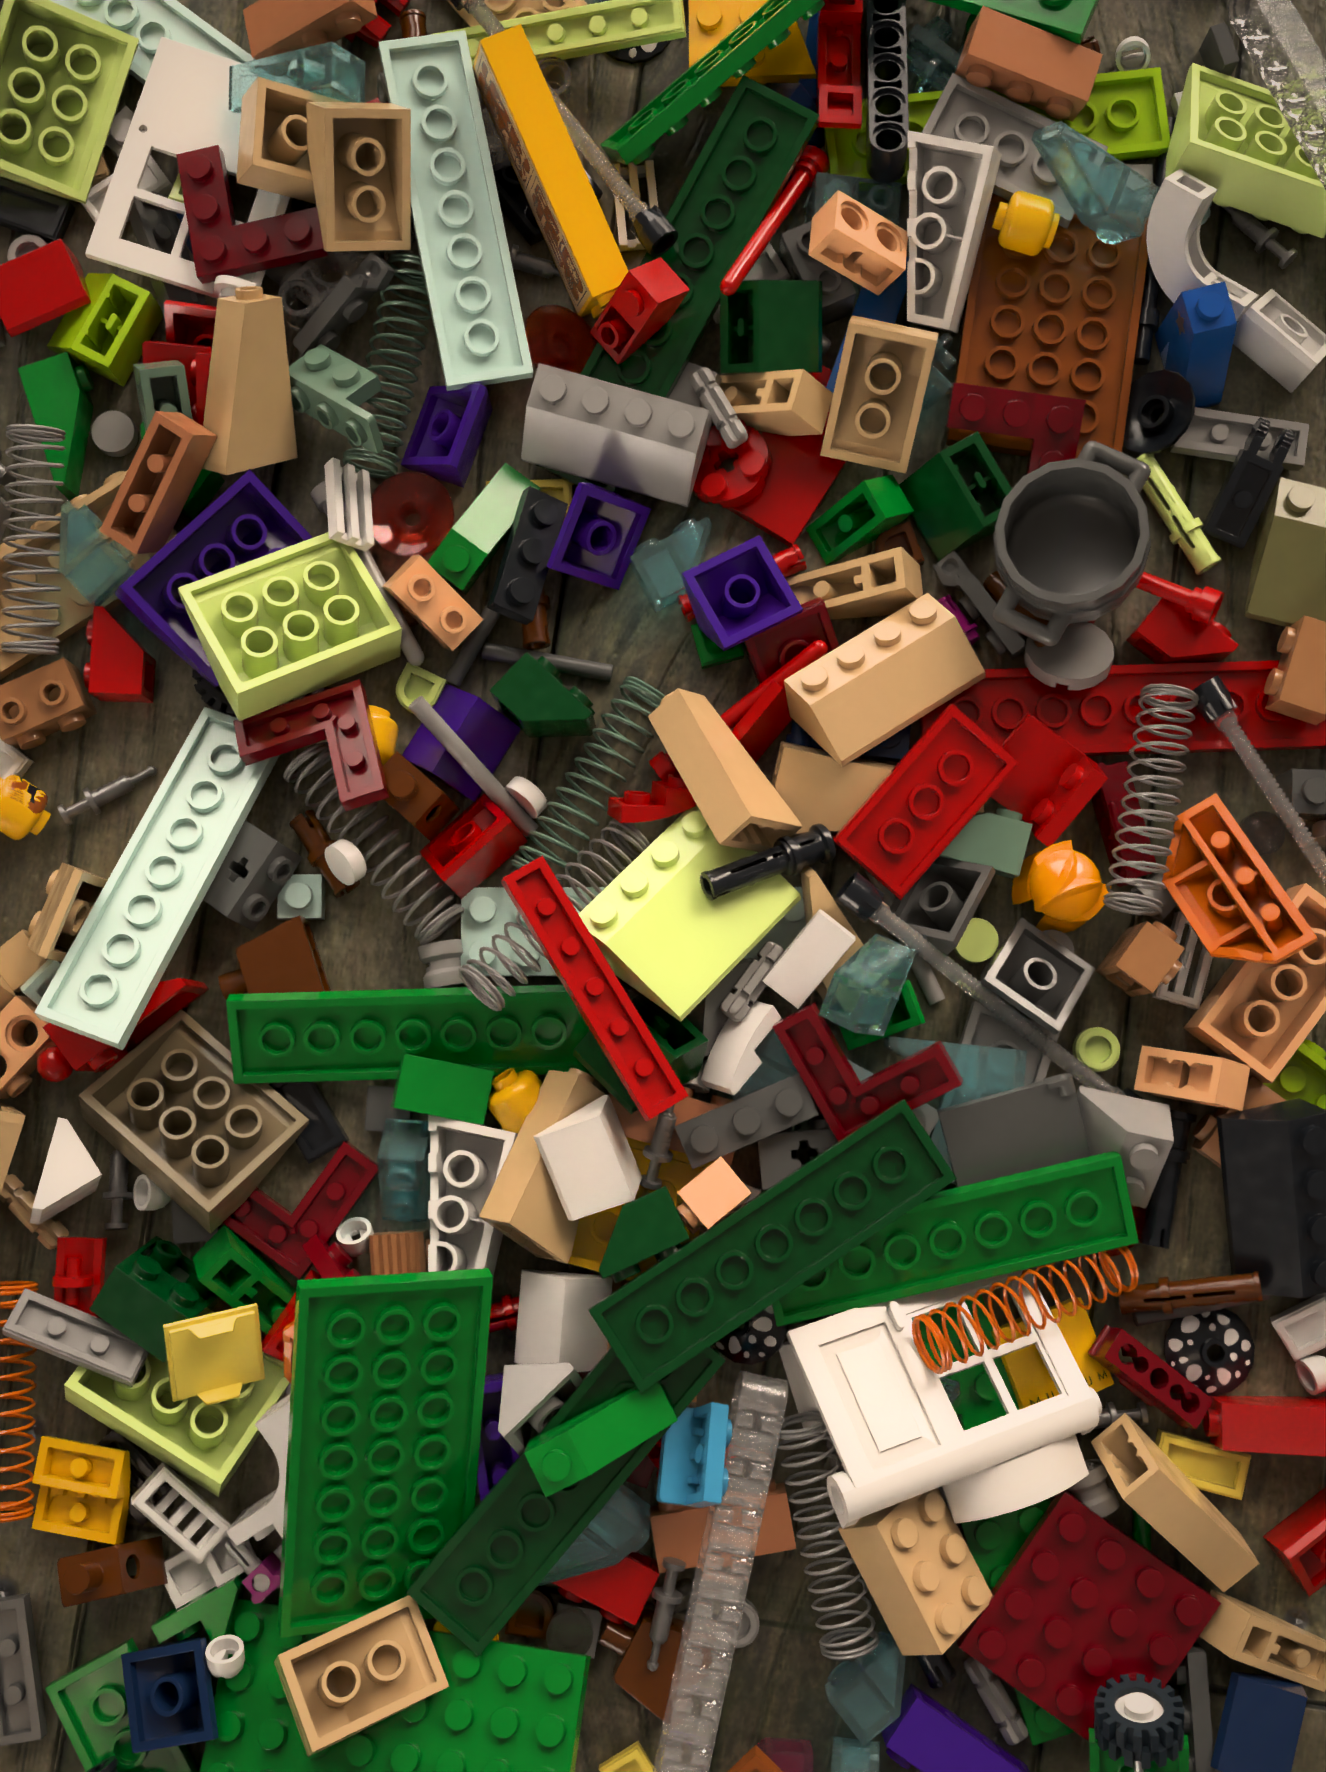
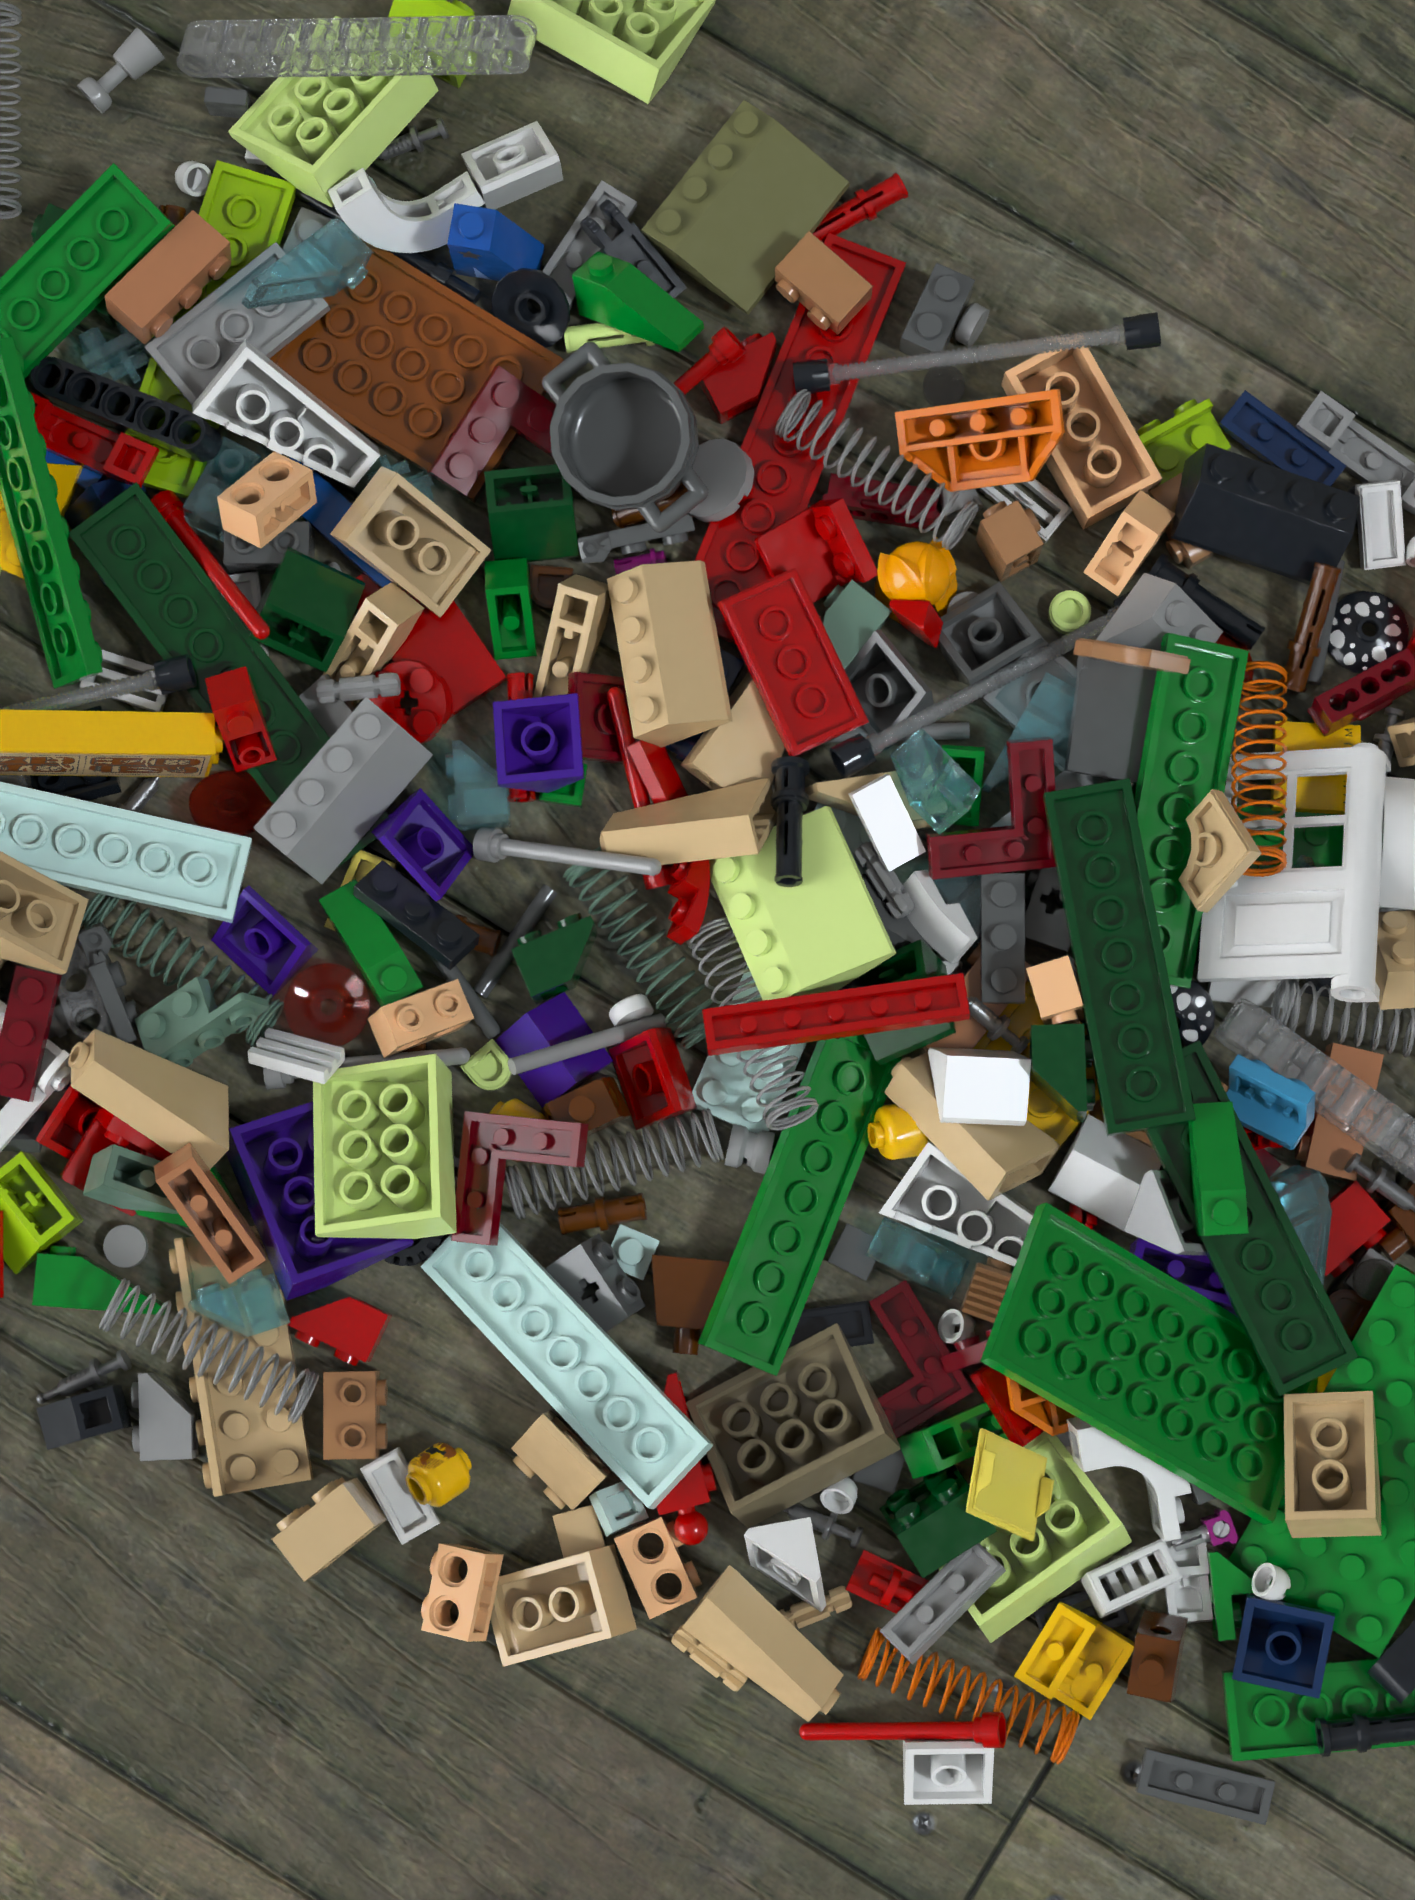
camera: 65 degrees left, 0 degrees up
(104, 795) = (460, 1392): flat silver piece -> none
(345, 861) = (622, 1193): white tile -> none
(442, 1089) = (861, 1192): green brick -> none
(628, 602) = (493, 845): none -> light grey piece
(922, 1300) = (1218, 853): none -> tan tile
(978, 941) = (933, 671): yellowish green tile -> none
(1023, 905) = (919, 619): none -> red slope
(1026, 223) = (313, 344): yellow head -> none
(1080, 1129) = (1132, 656): none -> medium nougat tile
(1205, 496) = (631, 302): none -> green slope

